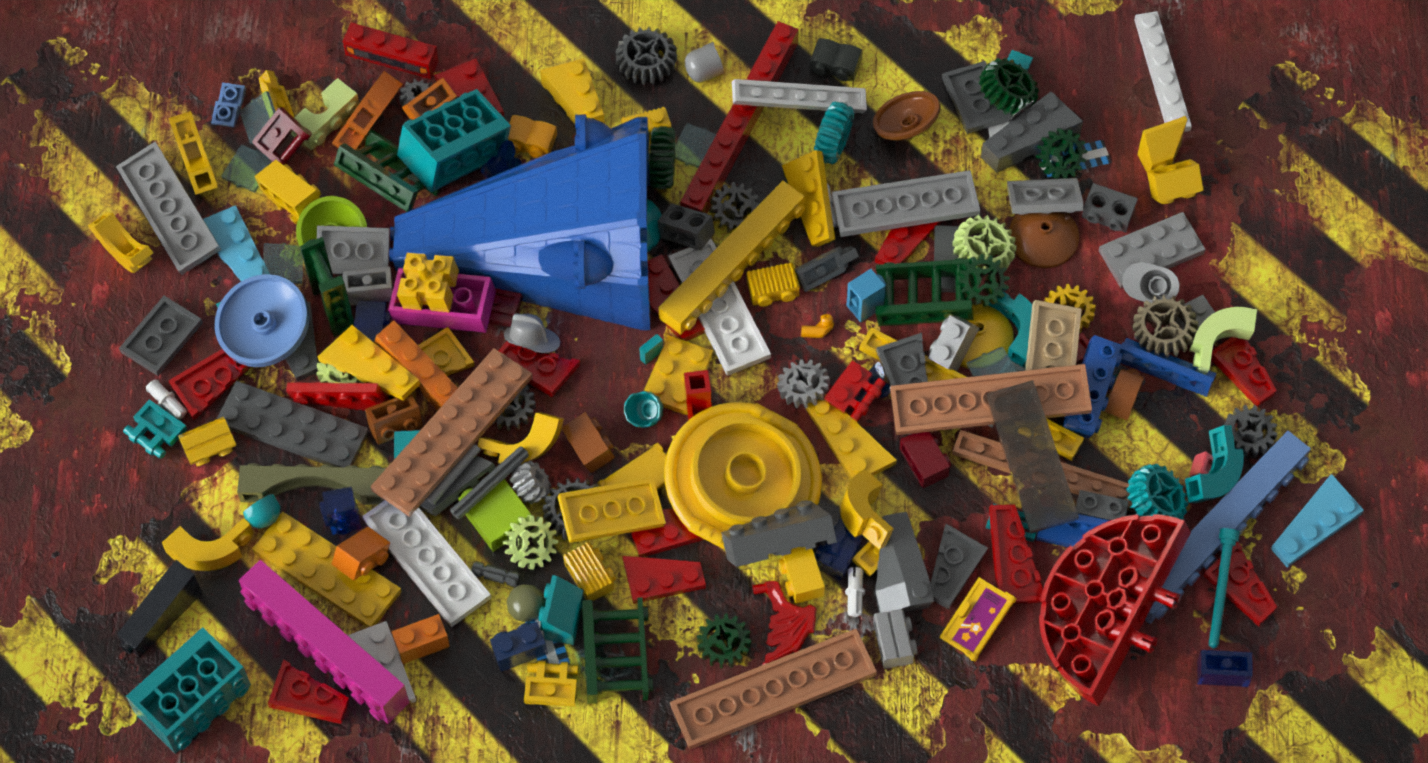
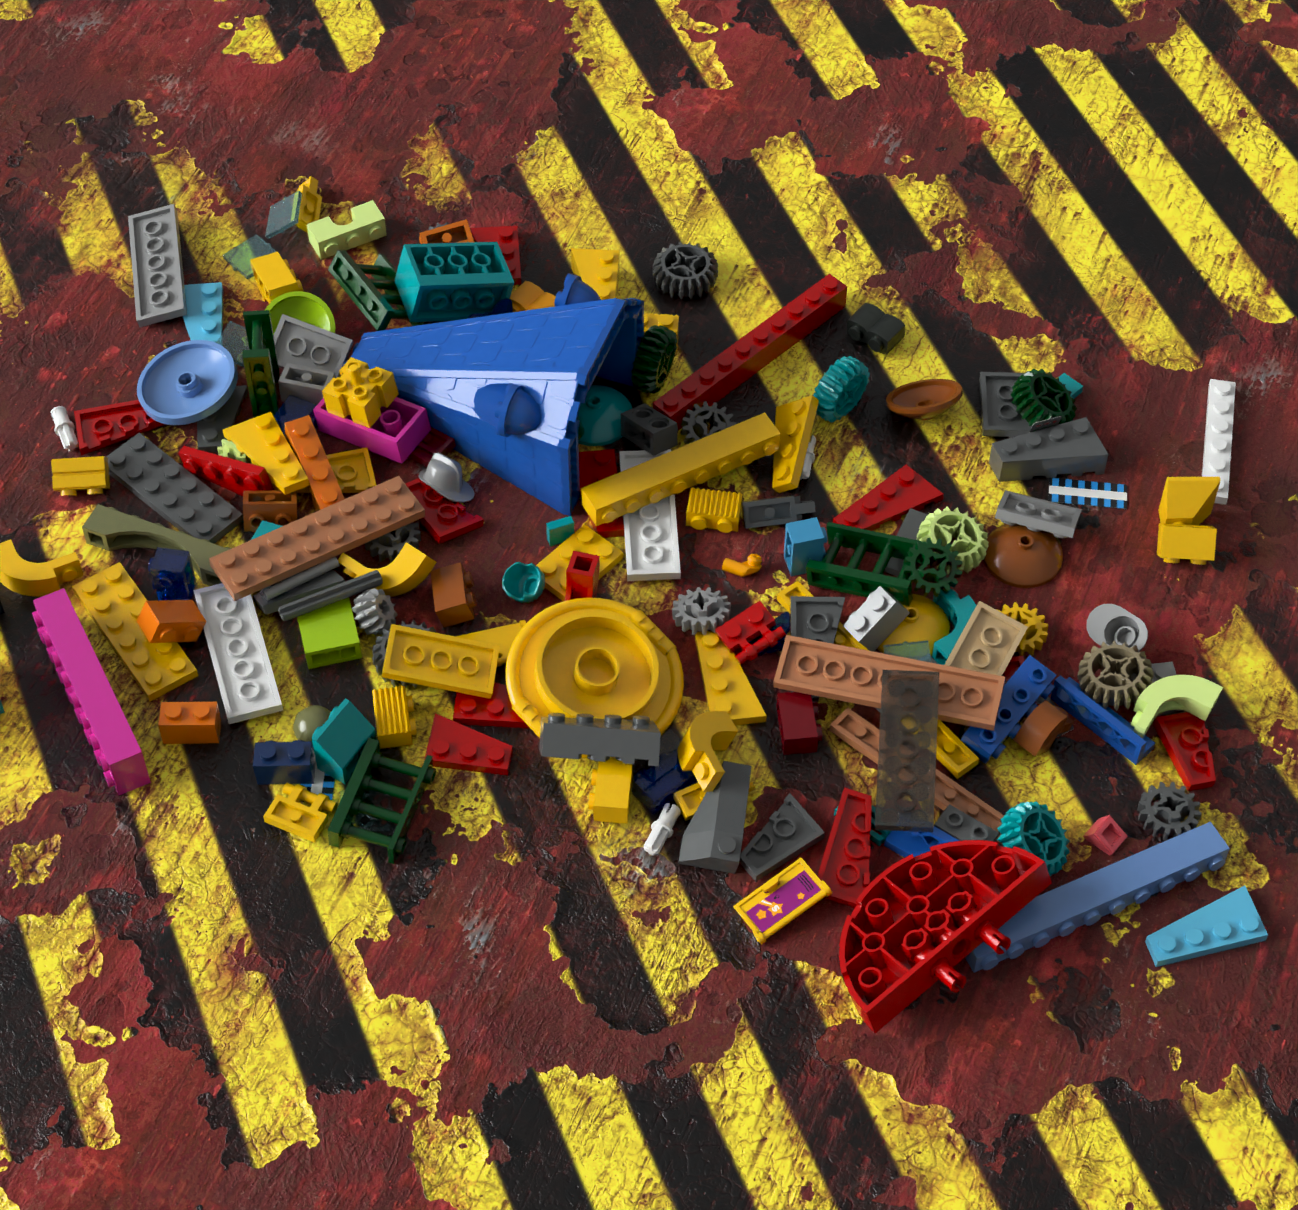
camera: 20 degrees right, 10 degrees down
(120, 243) = (95, 279): yellow arch -> none
(158, 422) = (44, 444): teal plate -> none
(161, 335) = (90, 371): dark grey plate -> none
(193, 152) = (204, 234): yellow arch -> none
(229, 105) = (259, 201): medium blue slope -> none
(263, 512) = (97, 553): teal hair -> none
(276, 132) = (289, 228): plate -> none
(302, 695) = (49, 738): red wing -> none
(368, 111) = (390, 236): orange slope -> none
(381, 646) = (143, 719): white wing -> none
(390, 50) = (437, 193): red brick -> none
(495, 573) = (298, 688): dark grey axle -> none
(538, 535) = (352, 679): yellowish green gear -> none
(693, 145) = (691, 361): clear light blue piece -> none
(704, 63) = (738, 292): light grey helmet -> none
(732, 637) = (485, 826): dark green gear -> none
(773, 688) = (528, 895): nougat plate -> none
(790, 625) = (576, 840): red animal -> none
(796, 95) = (815, 342): white plate -> none
(893, 638) = (681, 888): light grey brick -> none
(905, 203) = (885, 475): light grey plate -> none
(1058, 163) = (1083, 486): dark green gear -> none
(1111, 202) = (1104, 547): dark grey brick -> none
(1159, 244) = (1152, 599): light grey plate -> none
(1224, 668) = (1036, 1043): clear blue brick -> none
(1225, 468) = (1128, 835): teal arch -> none
(1228, 540) = (1095, 907): teal piece -> none
(1244, 587) = (1093, 964): red wing -> none

